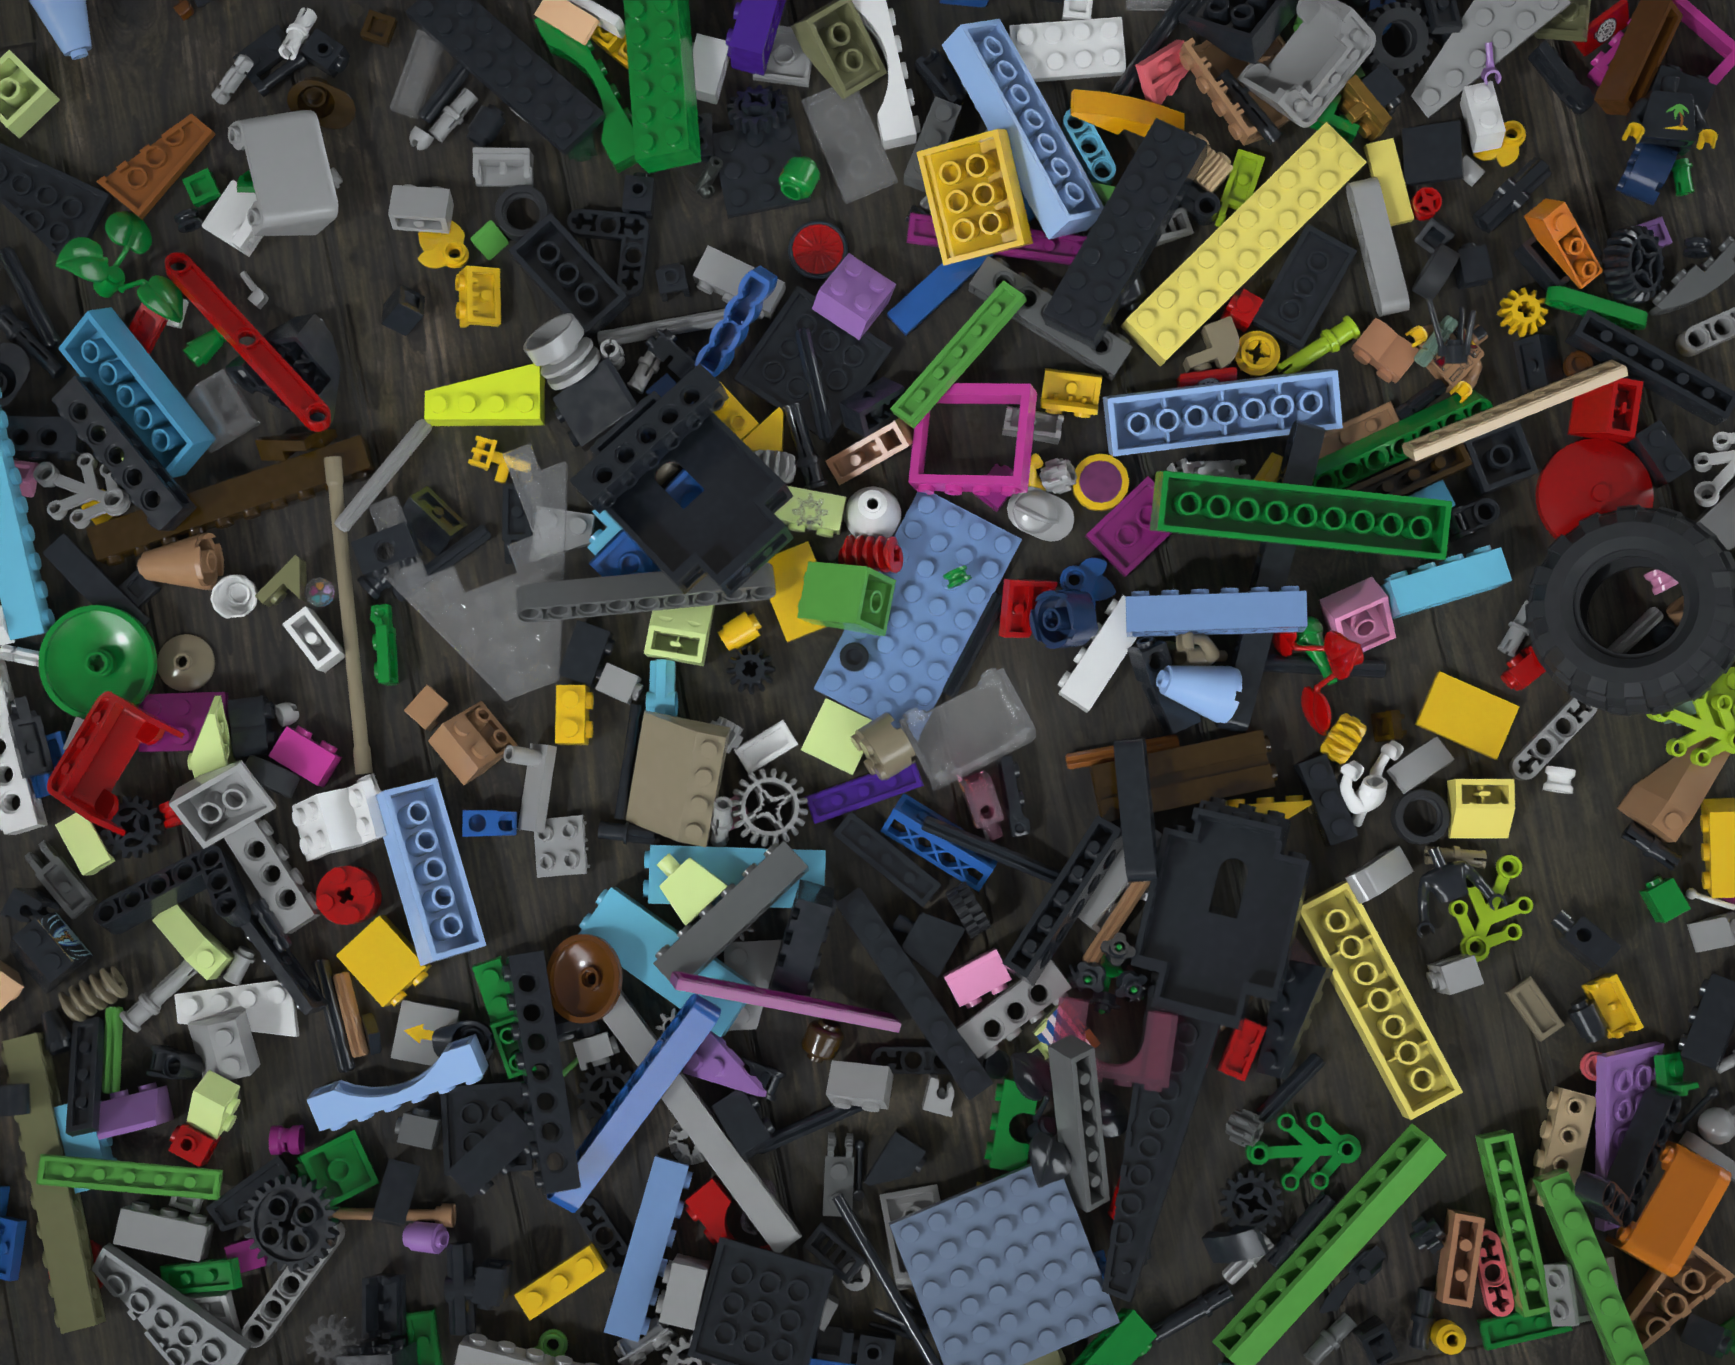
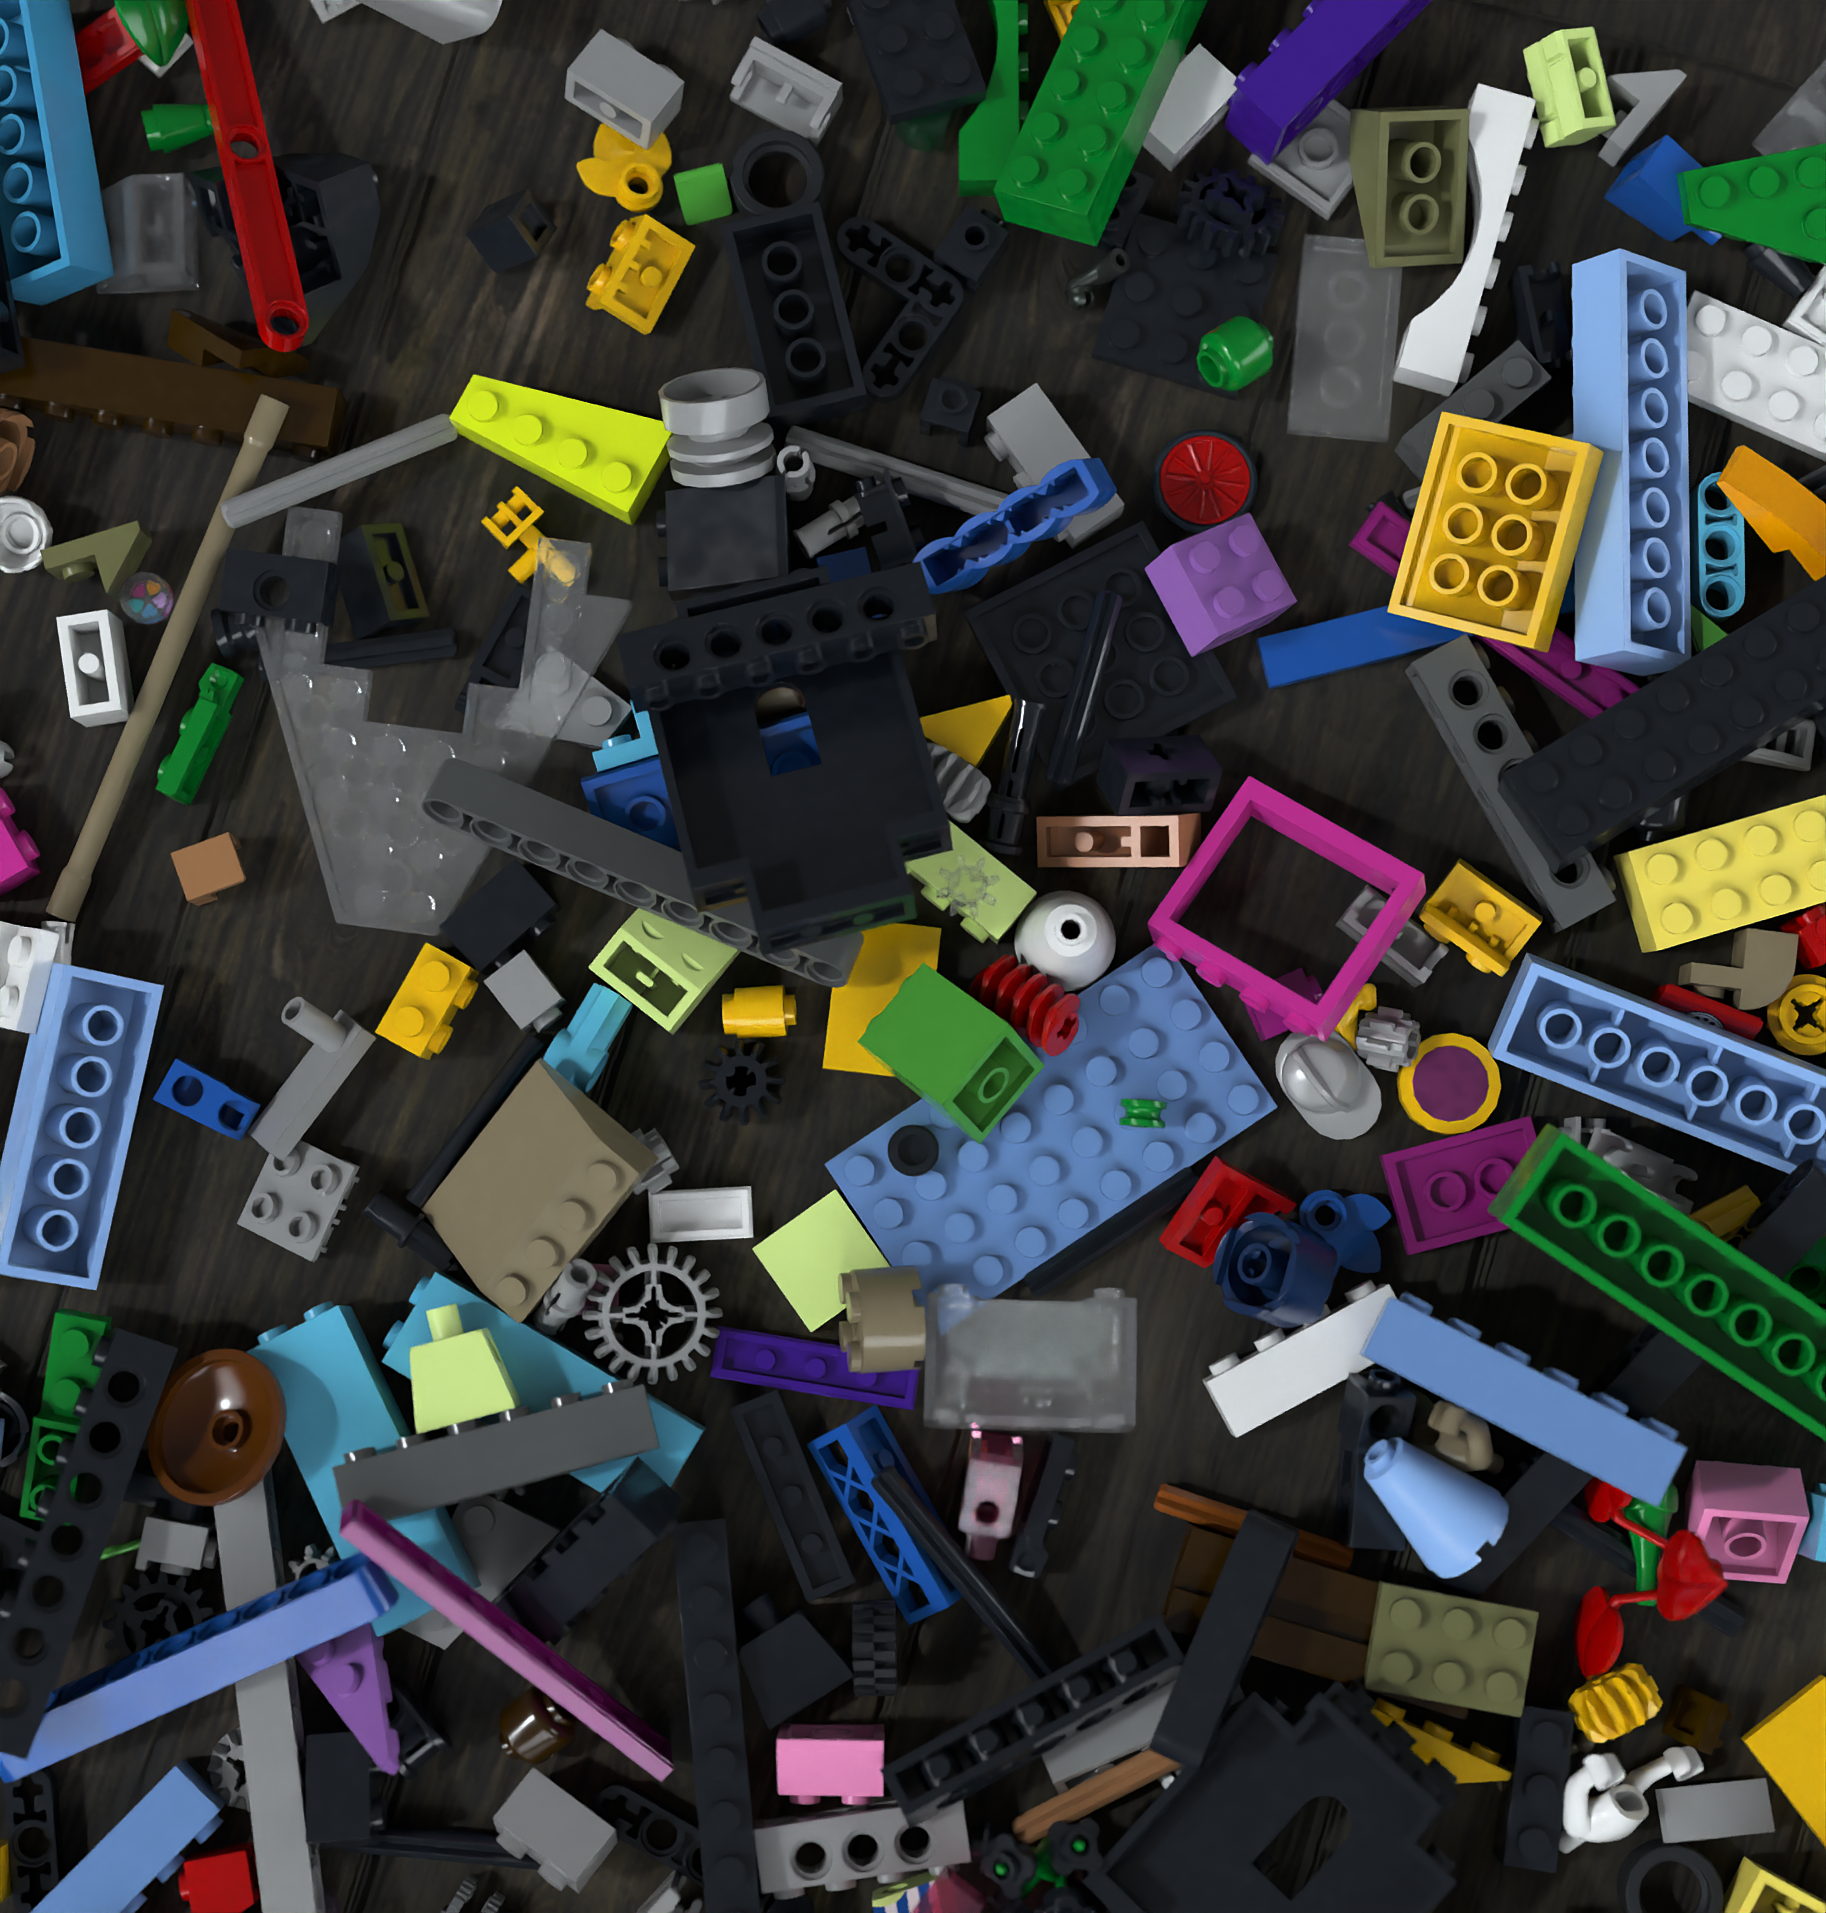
camera: 25 degrees right, 0 degrees up
(257, 296) = (301, 91): light grey hand -> none
(471, 742) = (250, 958): medium nougat slope -> none
(736, 416) = (933, 674): yellow bracket -> none
(958, 354) = (1335, 765): bright green plate -> none
(1248, 755) = (1450, 1649): none -> olive plate

